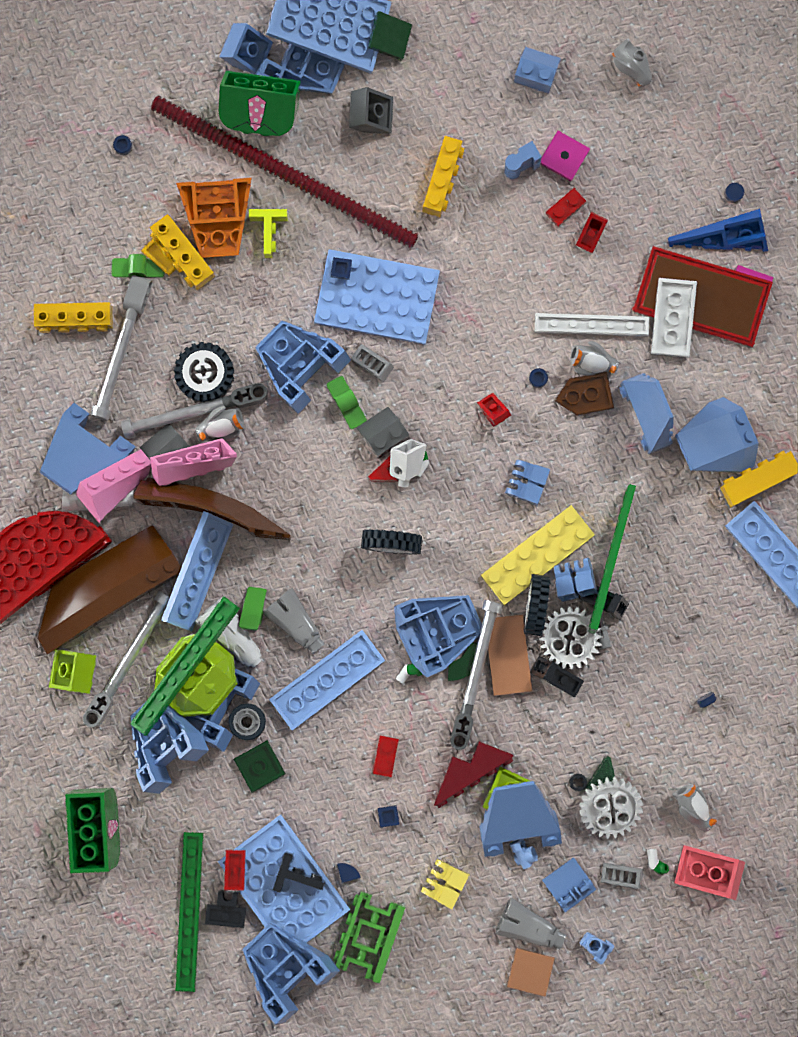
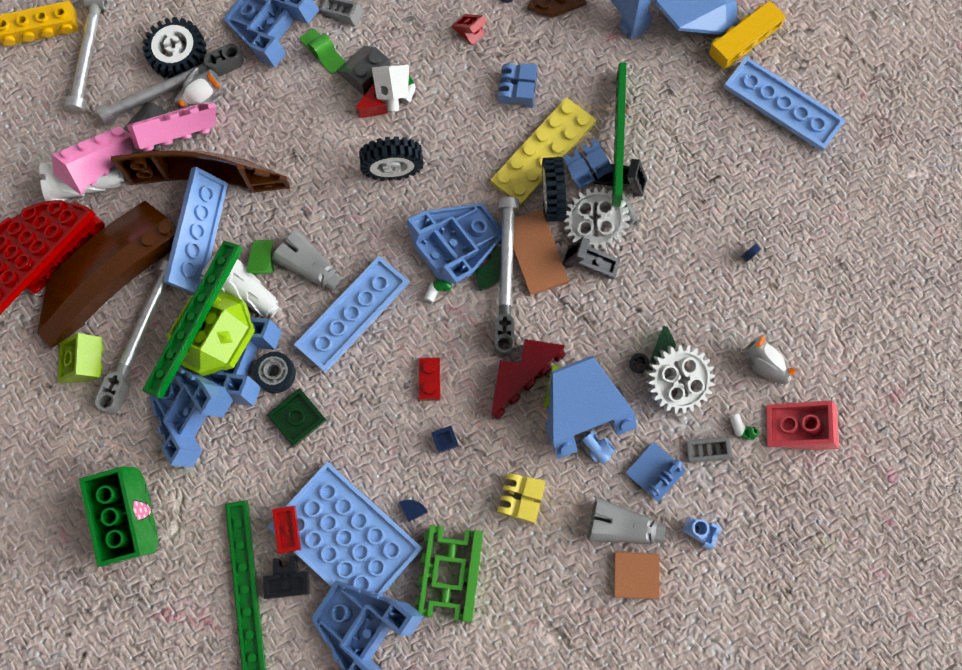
camera: 10 degrees left, 10 degrees down
(77, 453) = (49, 133): medium blue wedge -> none
(296, 874) = (355, 519): black bracket -> none

